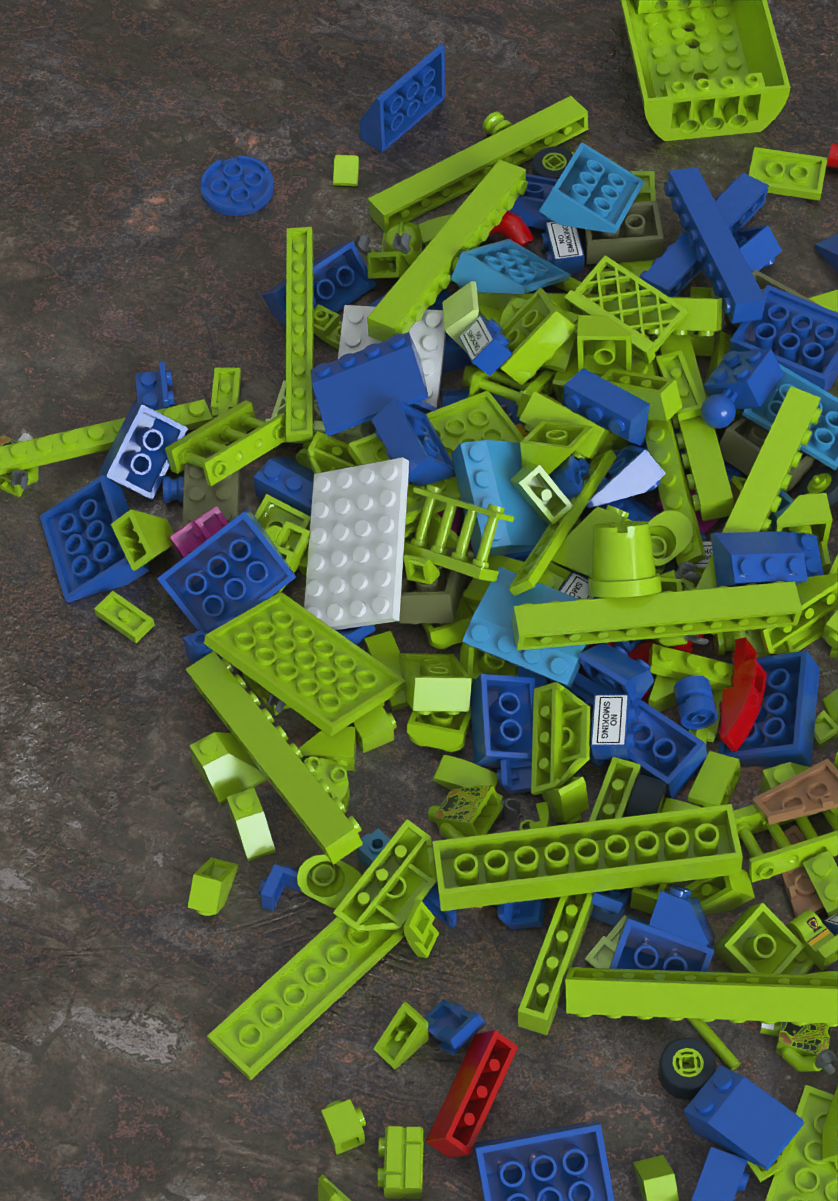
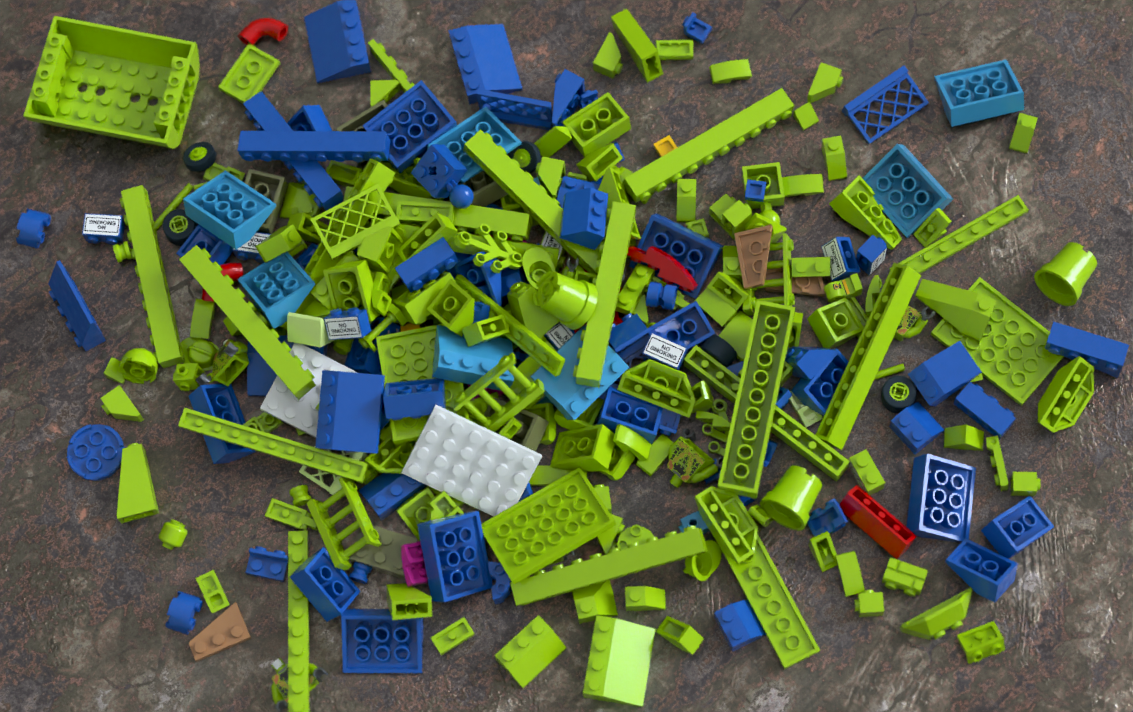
camera: 65 degrees left, 15 degrees up
(50, 377) = (221, 634): none -> medium nougat wing
(66, 325) = (182, 612): none -> blue cylinder
(101, 351) = (212, 591): none -> lime slope
(131, 710) = (530, 651): none -> lime slope
(150, 820) = (619, 661): none -> slope
(158, 285) = (173, 534): none -> lime head
(207, 232) = (136, 488): none -> lime slope
(251, 954) = (739, 624): none -> blue slope
(256, 393) = (300, 495): none -> lime wheel
(271, 888) = (693, 597): blue bracket -> none
(304, 186) = (120, 405): none -> lime slope
(358, 184) = (139, 366): none -> lime cylinder
(365, 226) = (186, 376): none -> lime brick
(380, 1083) = (850, 573): none -> lime slope
(465, 728) = (631, 440): none -> lime slope
(465, 963) = (792, 498): none -> lime piece
(491, 35) = (31, 228): none -> blue cylinder
(517, 97) = (103, 228): none -> brick
(544, 368) = (381, 287): none -> lime slope
(544, 1058) = (866, 472): none -> lime brick
(570, 258) = (278, 242): none -> lime slope
(646, 1109) = (915, 427): none -> blue slope
(654, 158) = (199, 156): none -> black wheel
(657, 468) = (511, 258): none -> lime plant
(744, 782) = (728, 289): none -> lime slope

